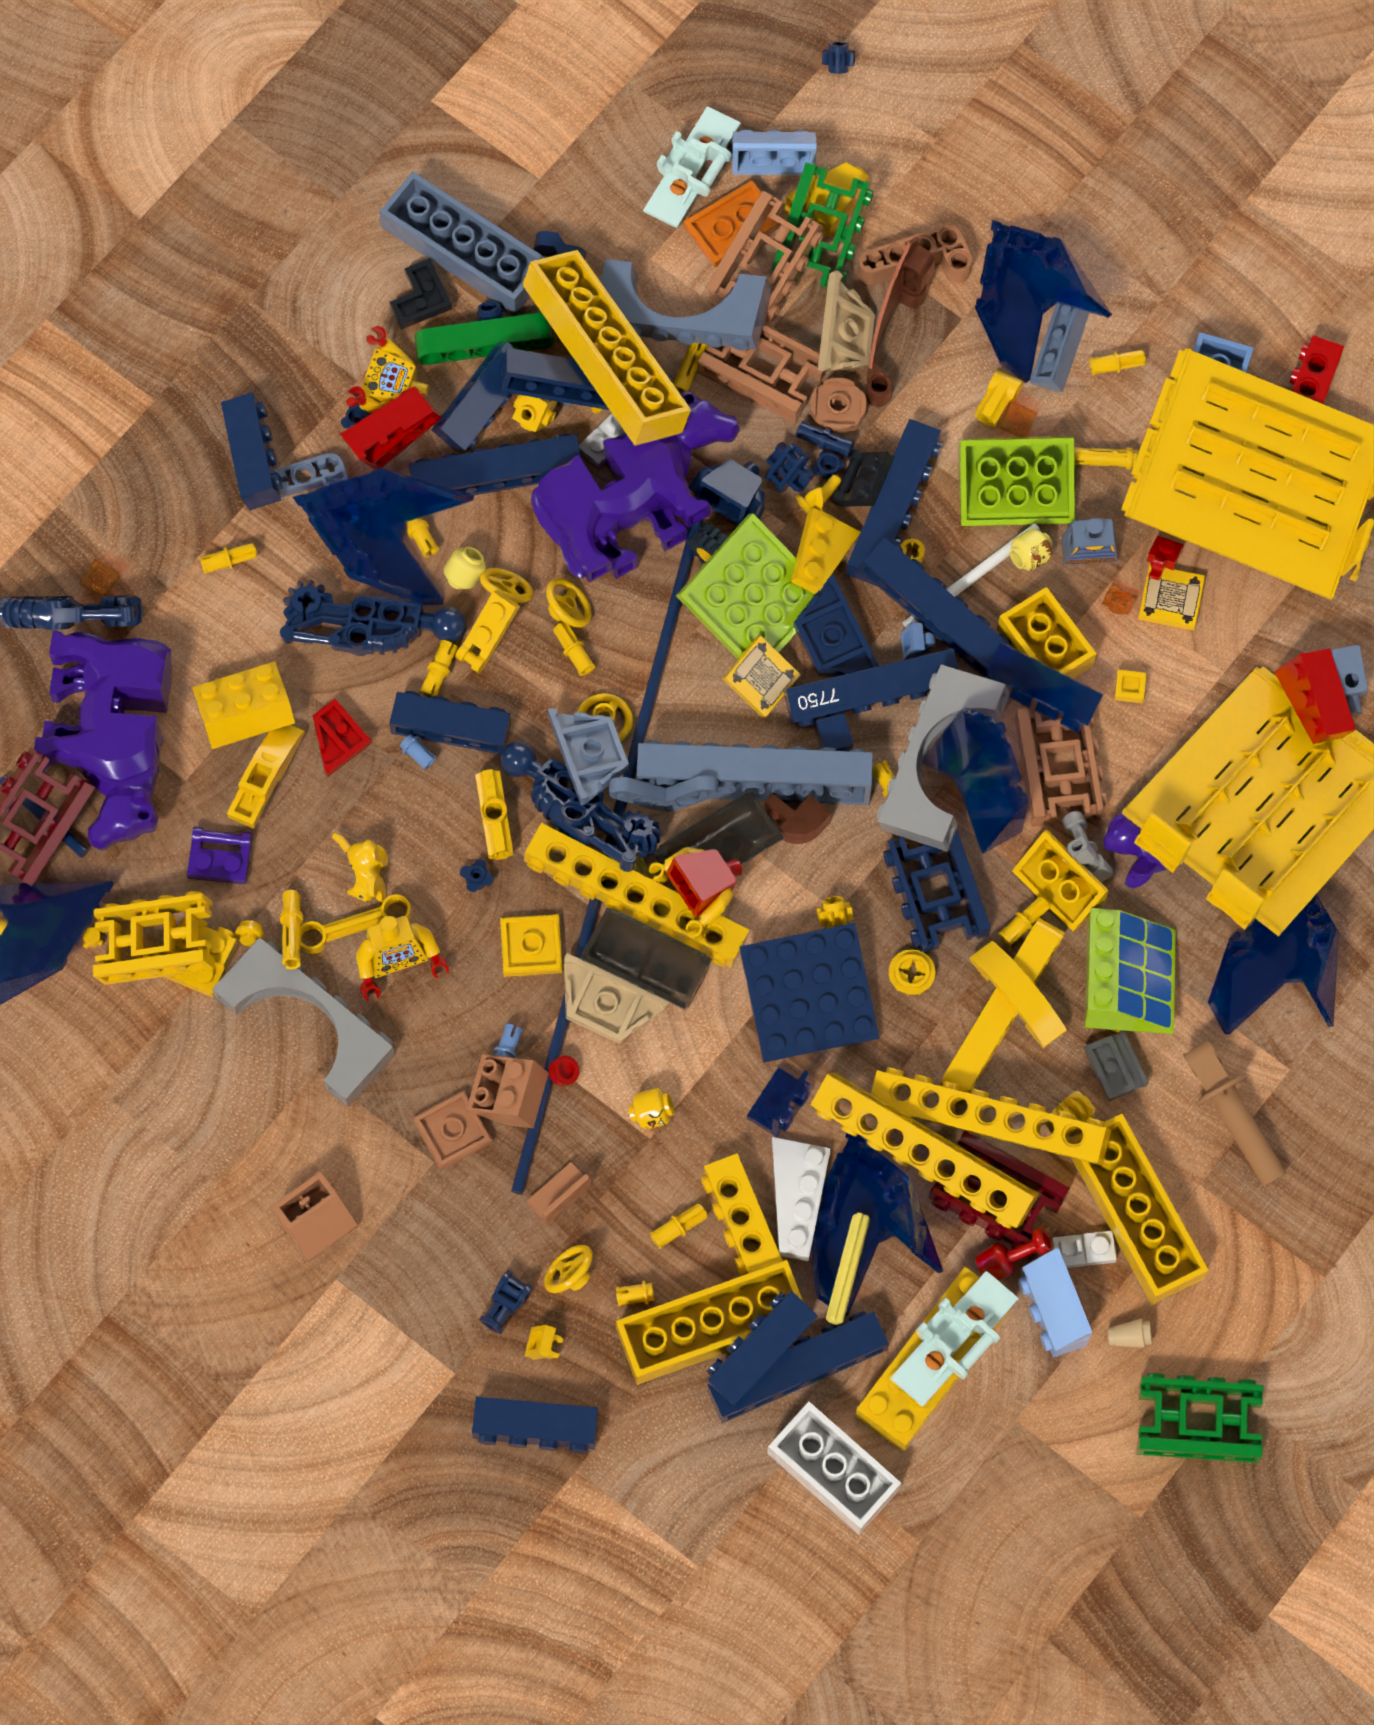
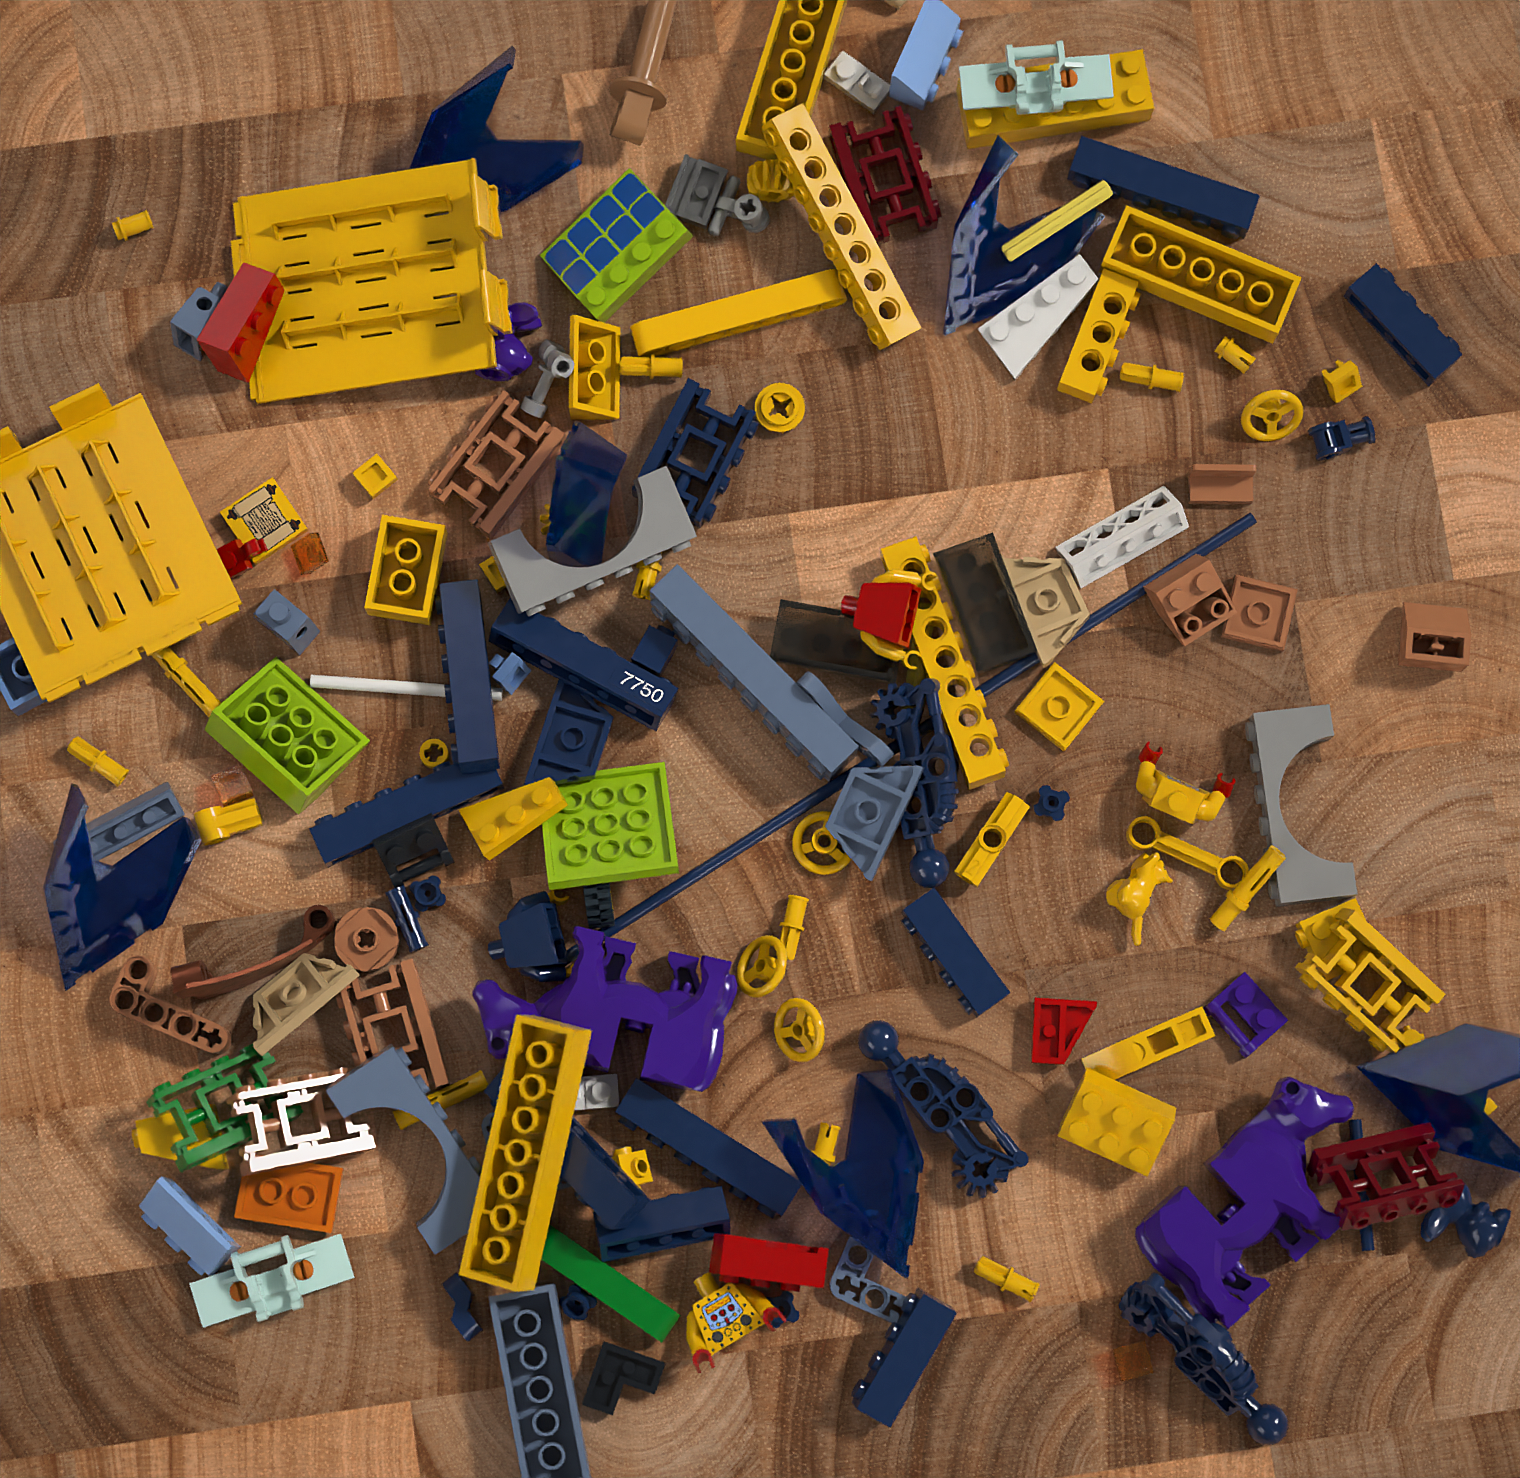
camera: 140 degrees left, 10 degrees up
(249, 932) = (1281, 920): yellow plate -> none
(416, 750) = (1003, 954): medium blue pin -> none
(438, 669) = (921, 1011): yellow pin -> none
(464, 568) = (820, 1078): light yellow head -> none
(488, 631) = (853, 1000): yellow plate -> none
(507, 1043) = (1153, 639): medium blue pin -> none
(563, 1071) = (1129, 577): red tile -> none
(590, 1091) = (1126, 539): none -> white fence
(651, 1108) = (1089, 483): yellow head -> none
(761, 676) = (664, 756): tile -> none
(761, 1347) = (1189, 208): dark blue brick -> none
(779, 1100) = (982, 396): clear blue bracket -> none
(791, 470) = (459, 918): dark blue piece -> none
(798, 825) = (751, 603): copper brick -> none
(809, 992) = (879, 460): dark blue plate -> none
(818, 496) = (472, 863): yellow plant -> none
(834, 912) = (796, 505): yellow gear -> none
(834, 1468) = (1209, 86): white brick -> none
(838, 57) = (43, 1266): dark blue gear -> none
(1000, 1261) = (935, 125): red piece -> none
(1019, 1197) = (912, 263): yellow brick -> none
(1020, 993) = (716, 311): yellow slope -> none
(1031, 549) = (337, 661): light yellow head -> none
(1047, 685) = (448, 521): clear blue windscreen -> none
(1068, 1079) = (746, 209): none -> light grey piece

